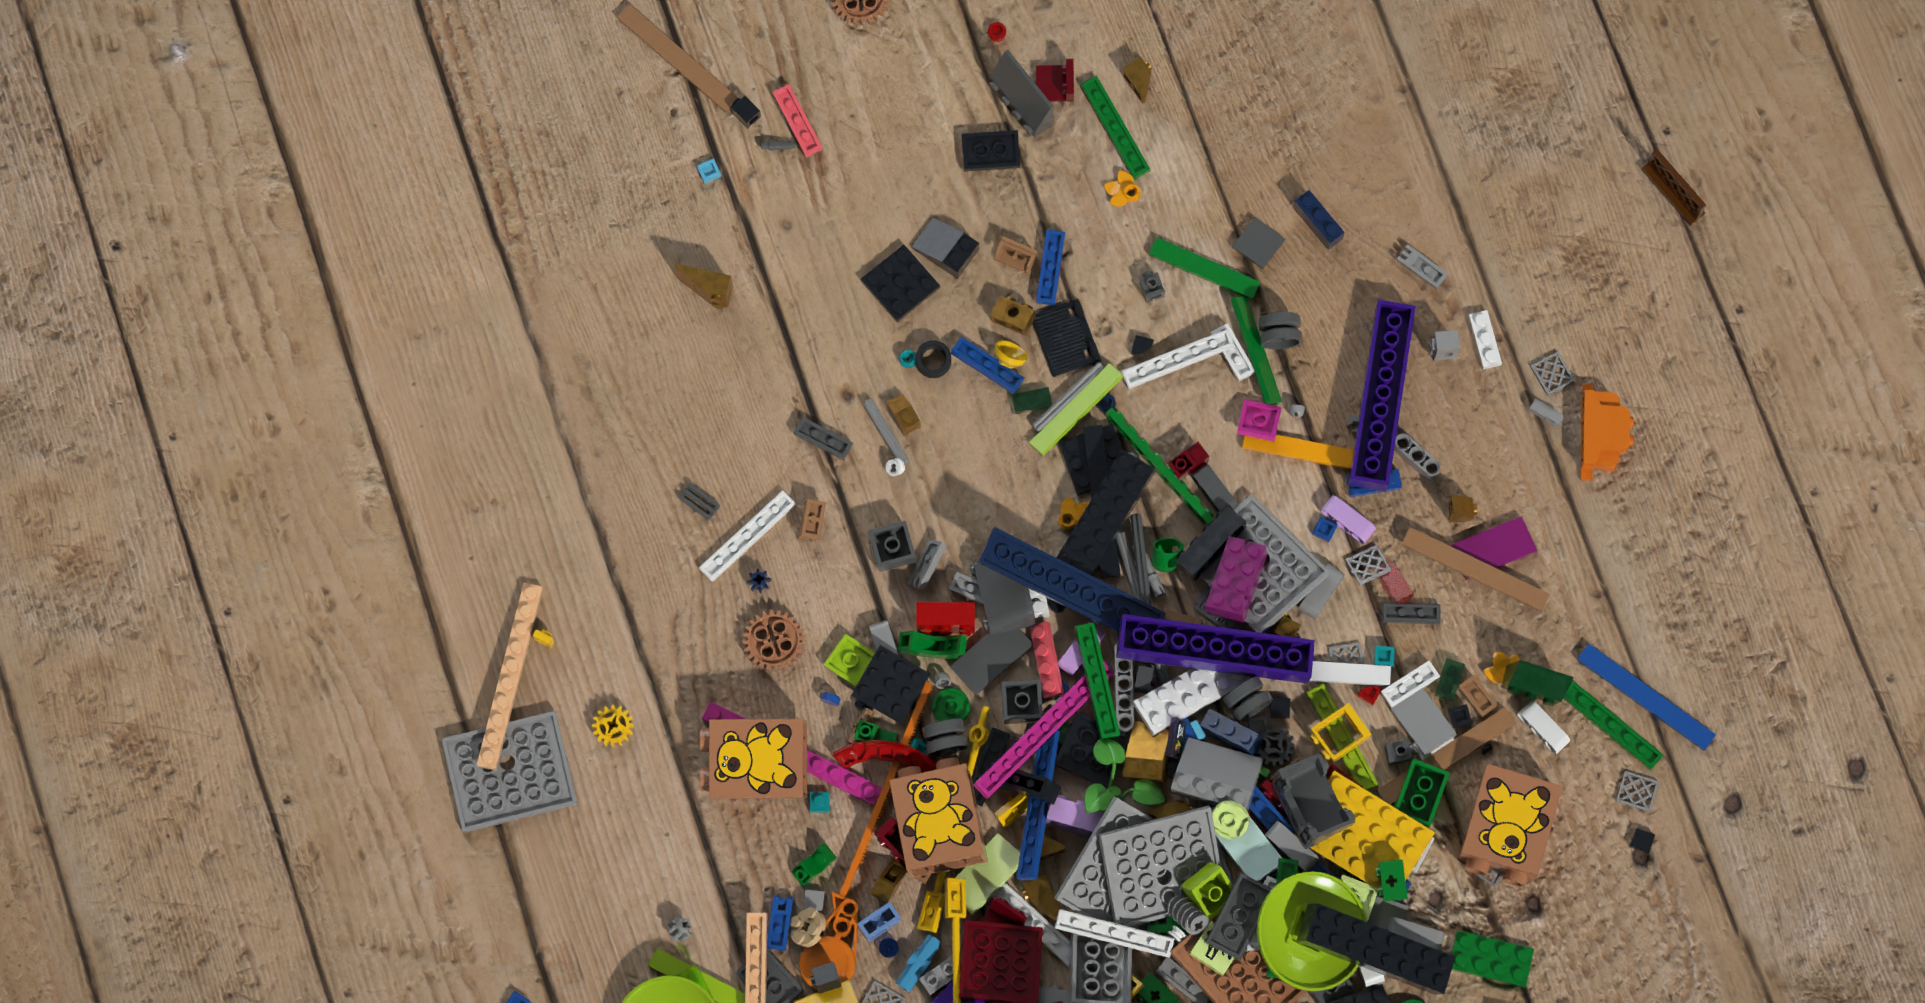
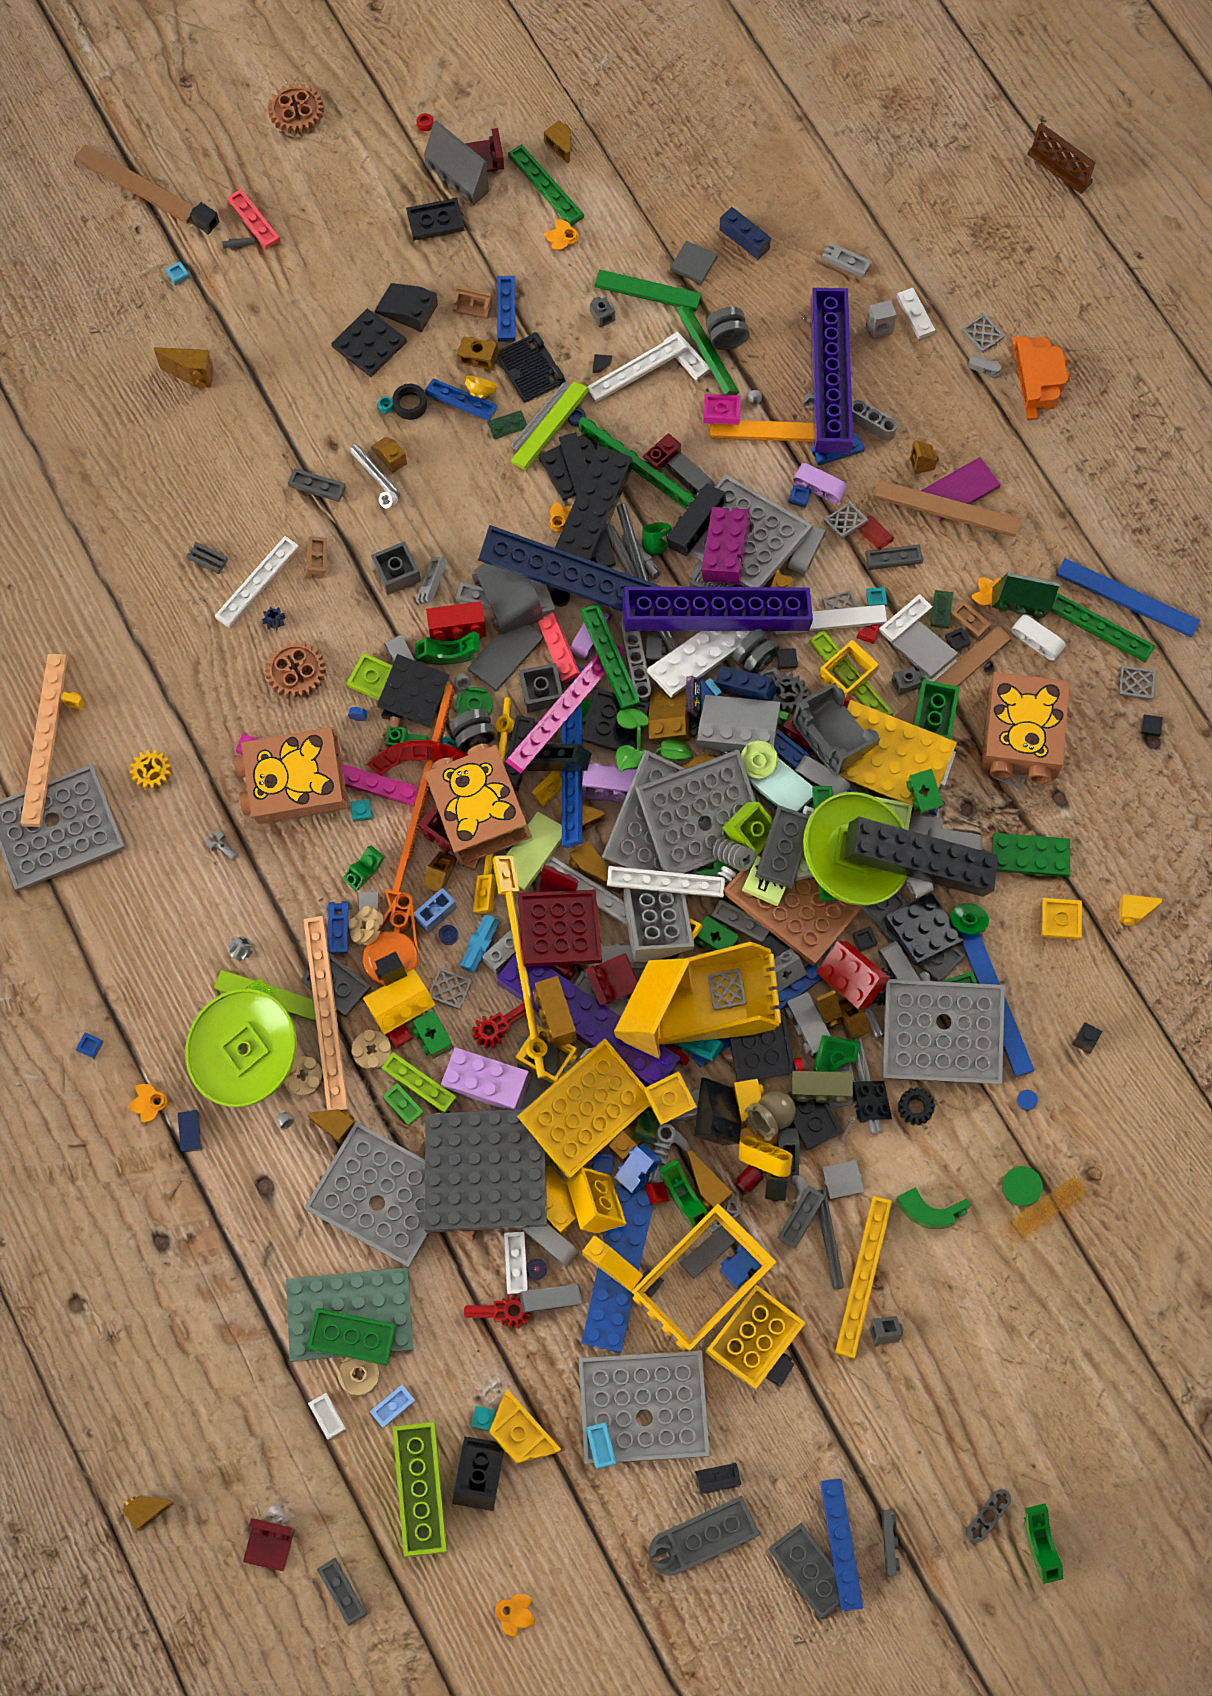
camera: 10 degrees left, 5 degrees down
(673, 816) = (222, 846): none -> light grey bar

